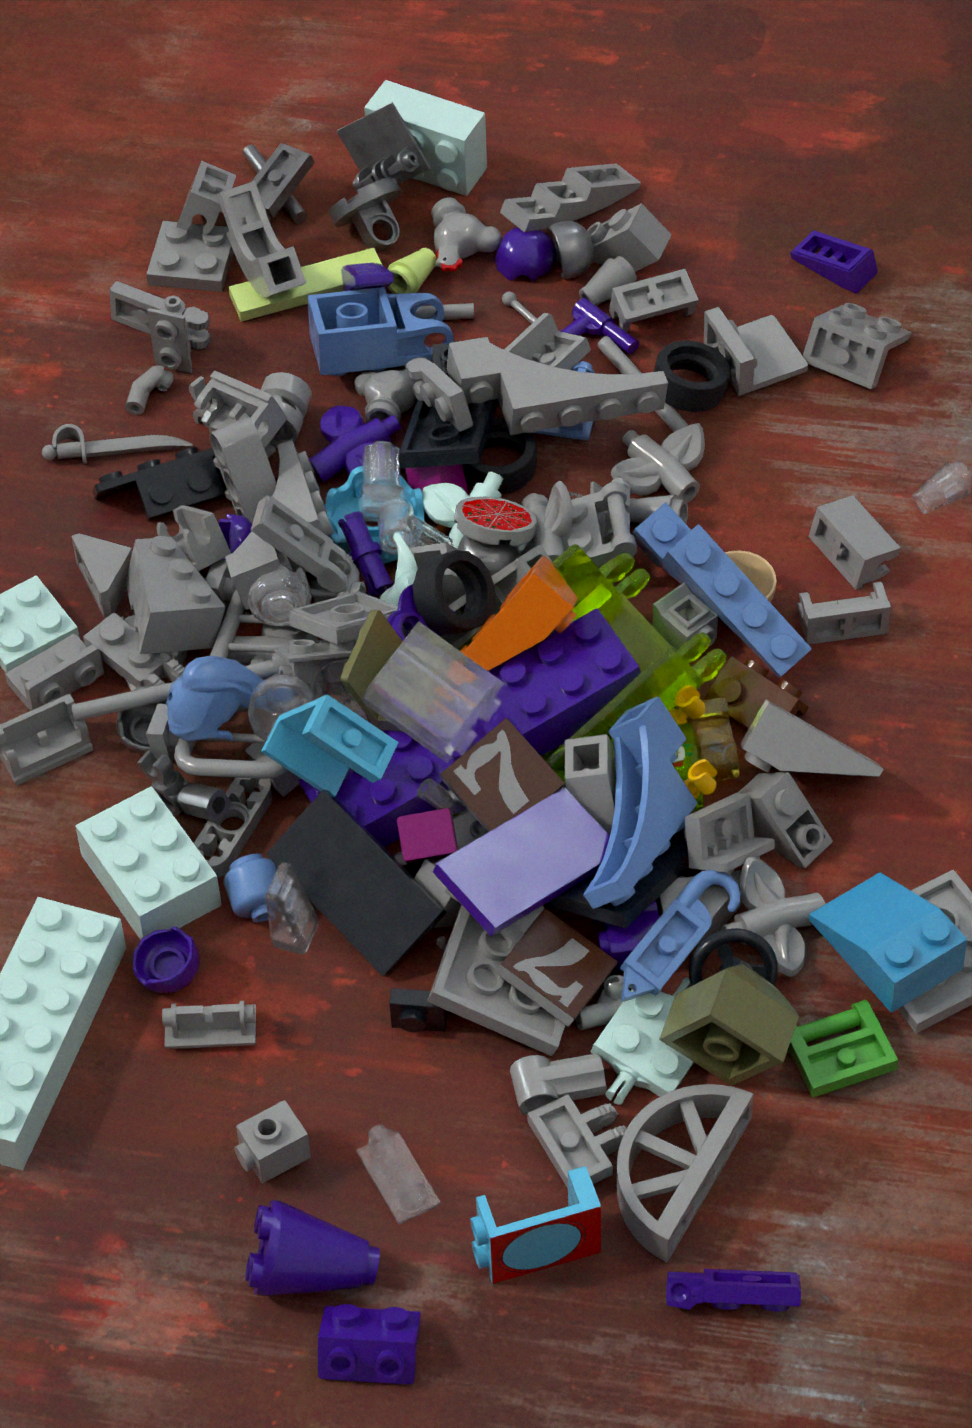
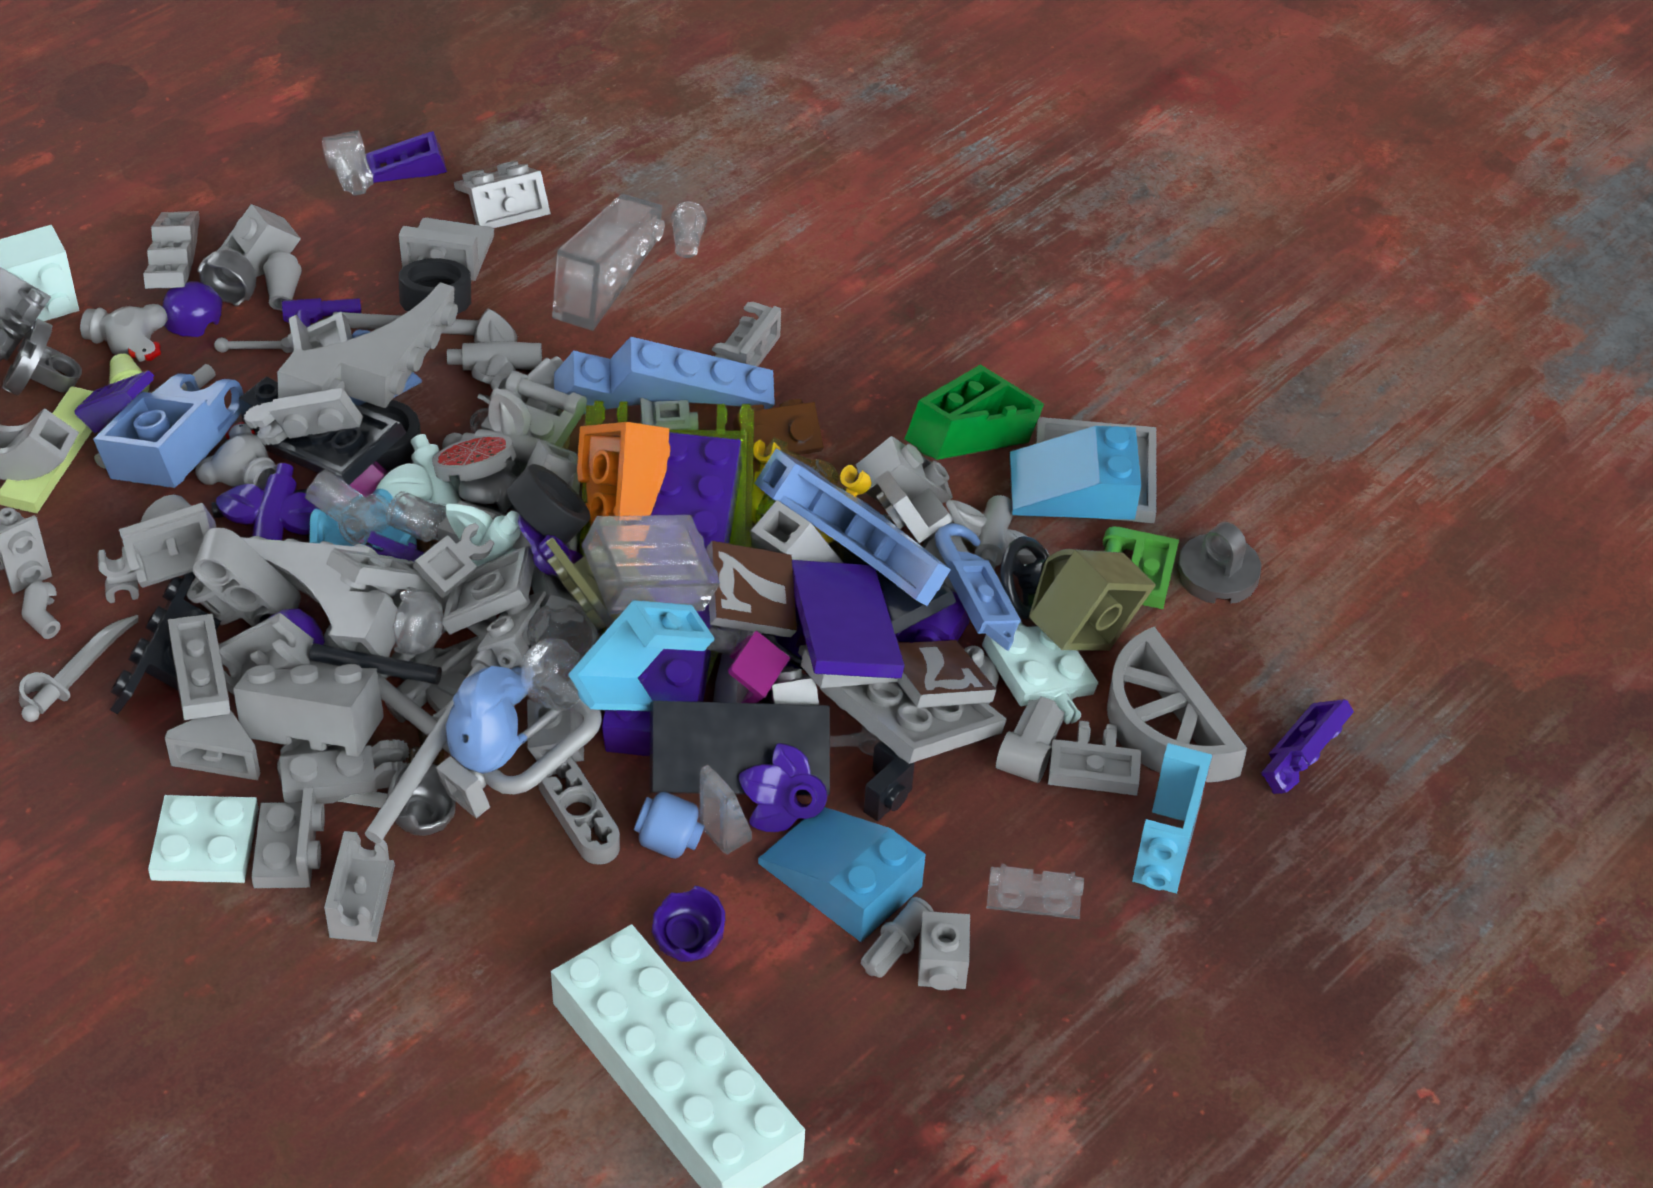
camera: 60 degrees left, 5 degrees down
(144, 507) = (198, 667): none -> light grey plate
(148, 864) = (573, 883): light aqua brick -> none
(181, 795) = (514, 825): flat silver bar -> none
(209, 1025) = (777, 935): light grey hinge -> none
(234, 604) = (384, 665): none -> black bar
(246, 1105) = (895, 938): none -> light grey axle
(306, 1254) = (1070, 993): dark purple cone -> none
(311, 1032) = (847, 869): none -> dark azure slope
(346, 939) = (776, 787): none -> dark purple plate
(347, 575) = (450, 563): none -> light grey plate
(368, 1344) = (1183, 998): dark purple bracket -> none
(653, 298) = (336, 263): light grey hinge -> none
(791, 220) = (347, 157): none -> clear piece
(794, 745) = (857, 422): light grey slope -> none
(840, 455) = (603, 259): none -> clear wedge
(853, 541) = (686, 300): light grey hinge -> none
(888, 816) = (973, 416): none -> green wedge
(905, 1113) = (1219, 565): none -> flat silver tile

